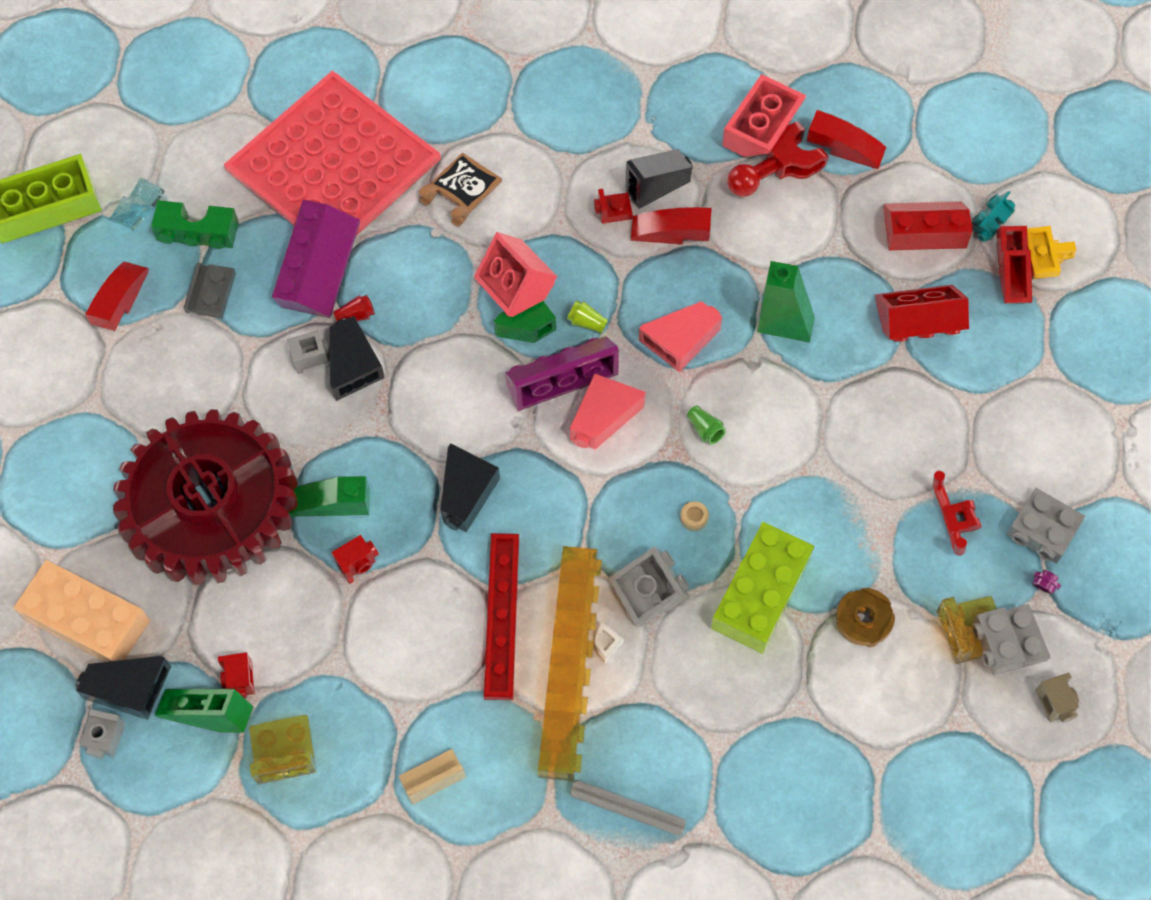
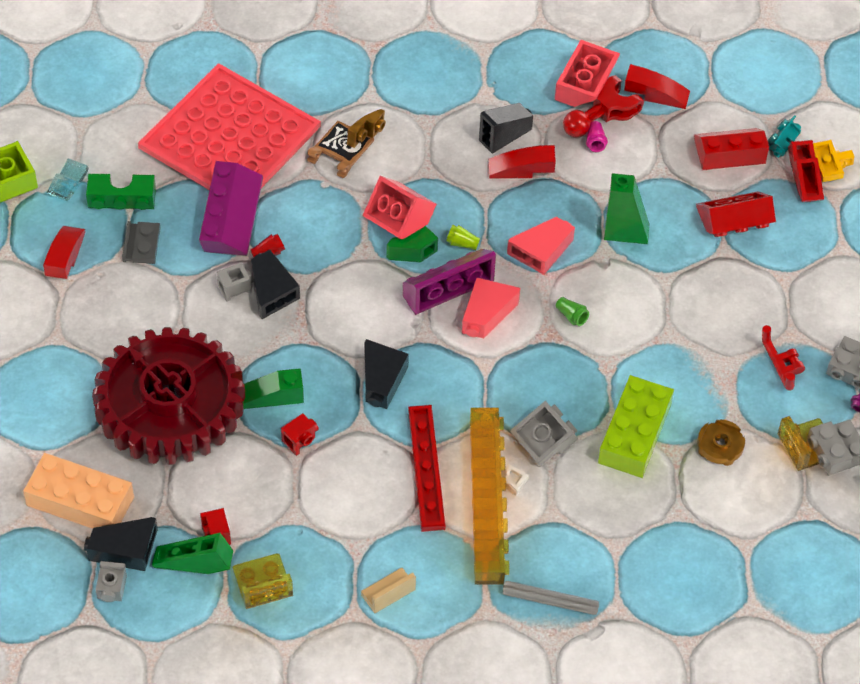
camera: 10 degrees left, 10 degrees down
(494, 163) = (366, 126): none -> pearl gold slope
(613, 207) = (471, 153): red bracket -> none
(694, 516) = (572, 380): tan tile -> none
(765, 199) = (596, 137): none -> dark pink cone

